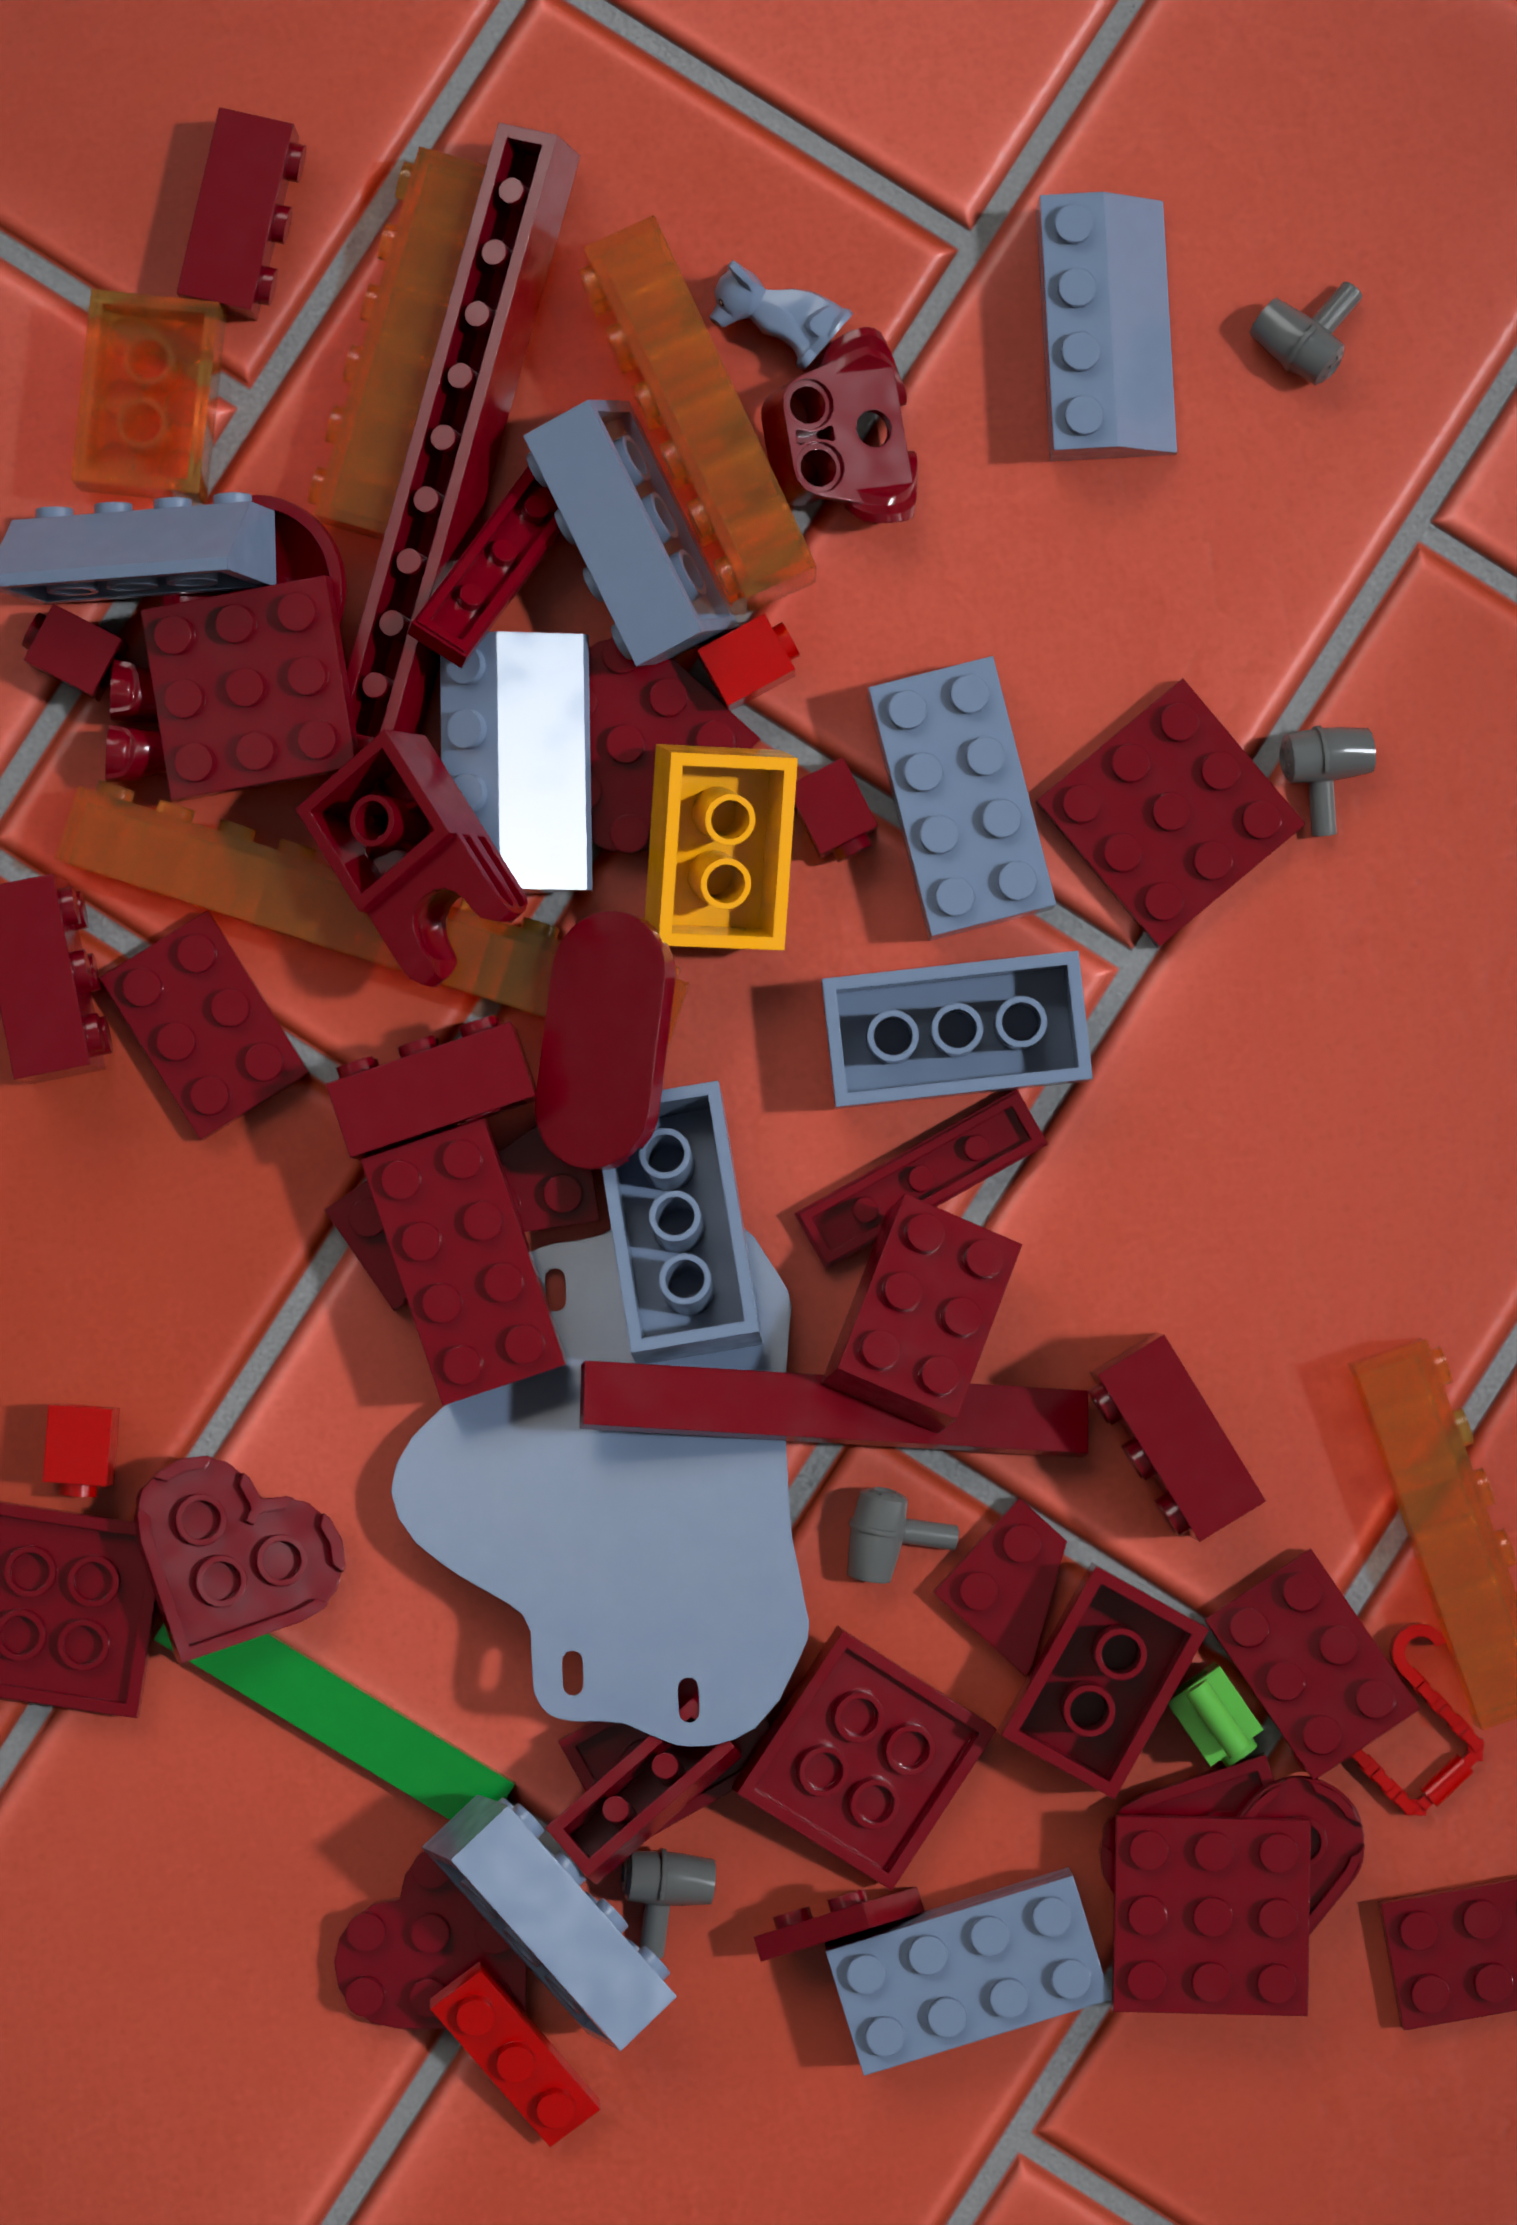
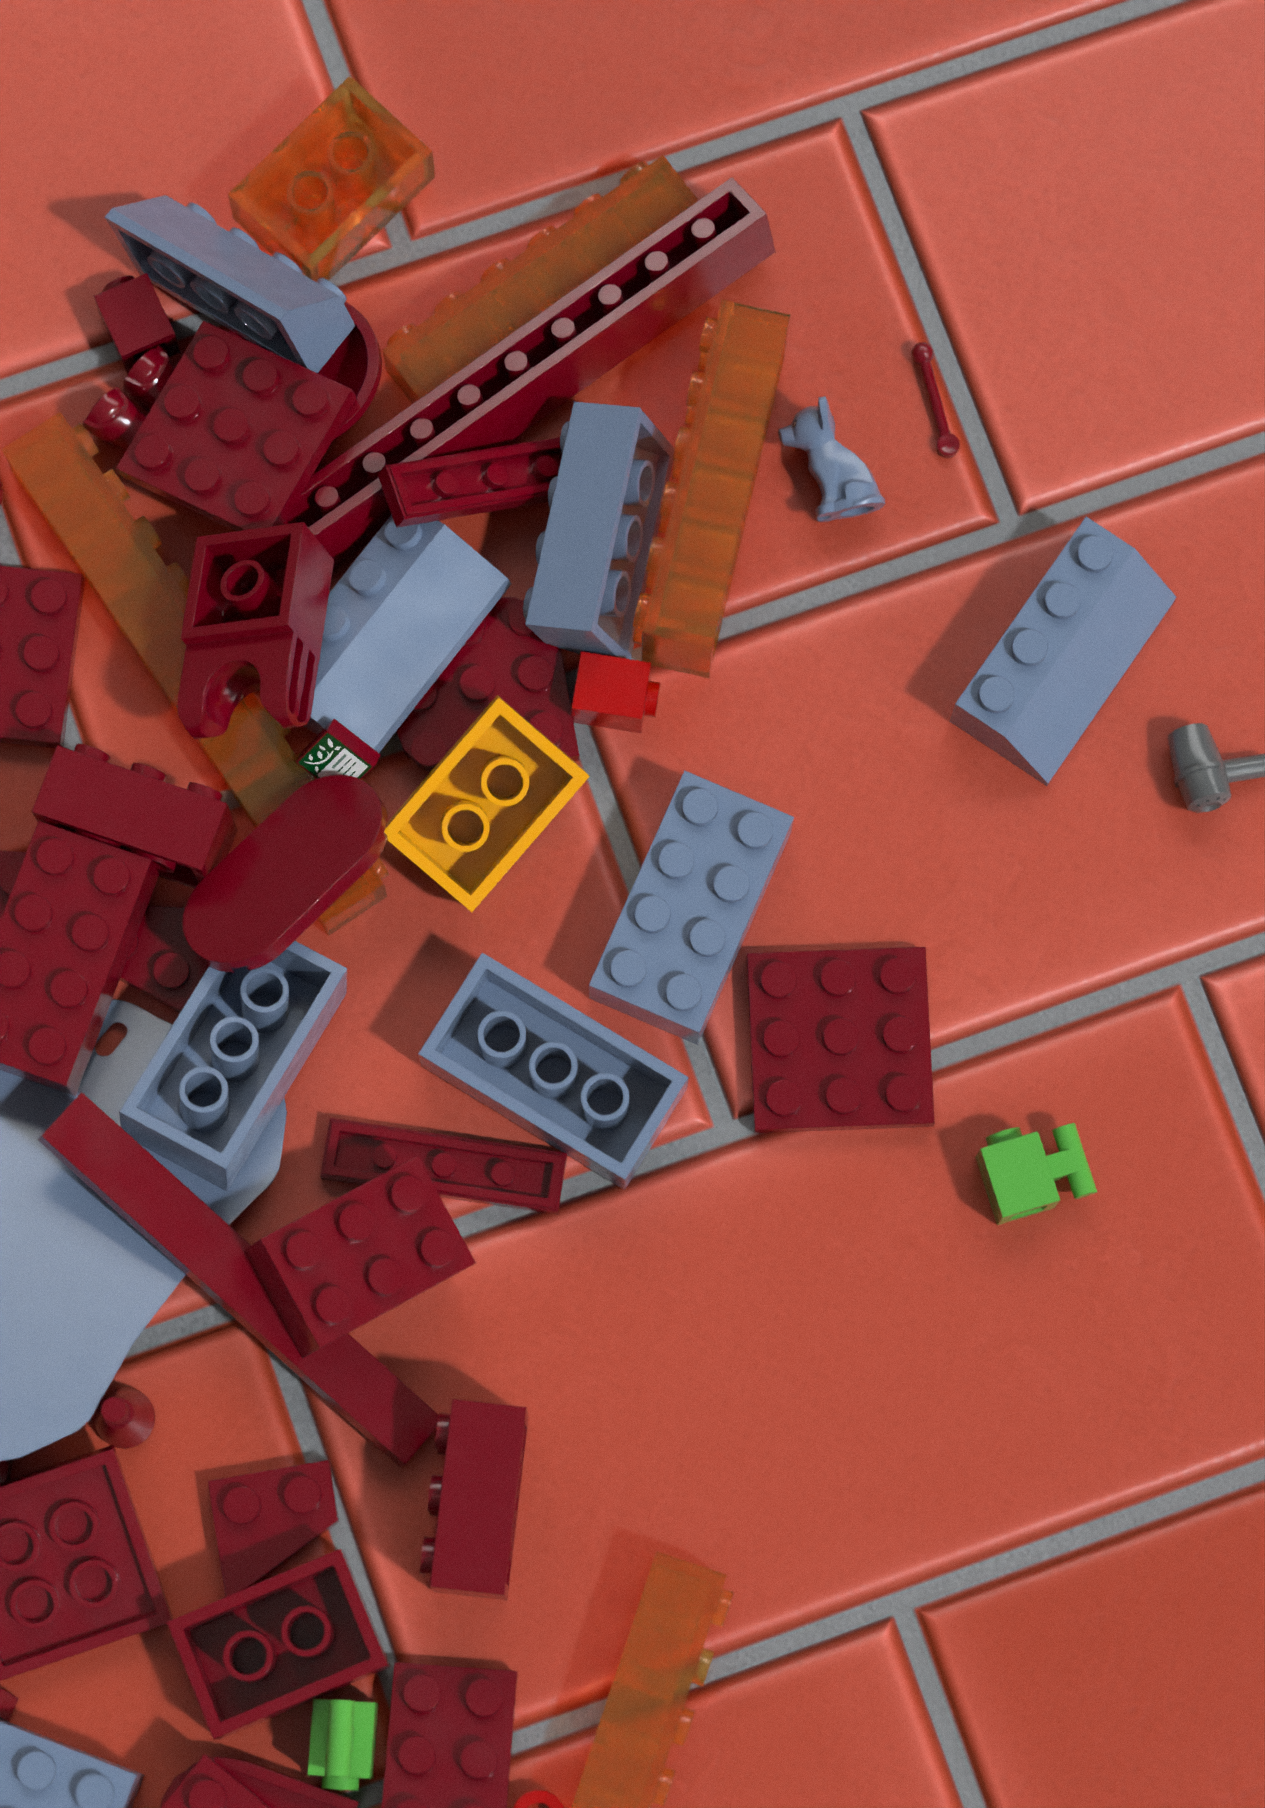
camera: 35 degrees right, 10 degrees down
(241, 213) = (502, 111): dark red brick -> none
(563, 902) = (338, 753): none -> tile
(826, 1593) = (124, 1418): none -> dark red cone
(834, 811) = (590, 845): dark red brick -> none
(852, 380) = (850, 549): dark red piece -> none
(861, 213) = (947, 443): none -> dark red hinge
(880, 1530) = (207, 1402): dark grey piece -> none
(1321, 758) = (983, 1084): dark grey piece -> none
(1414, 813) = (1022, 1177): none -> bright green brick

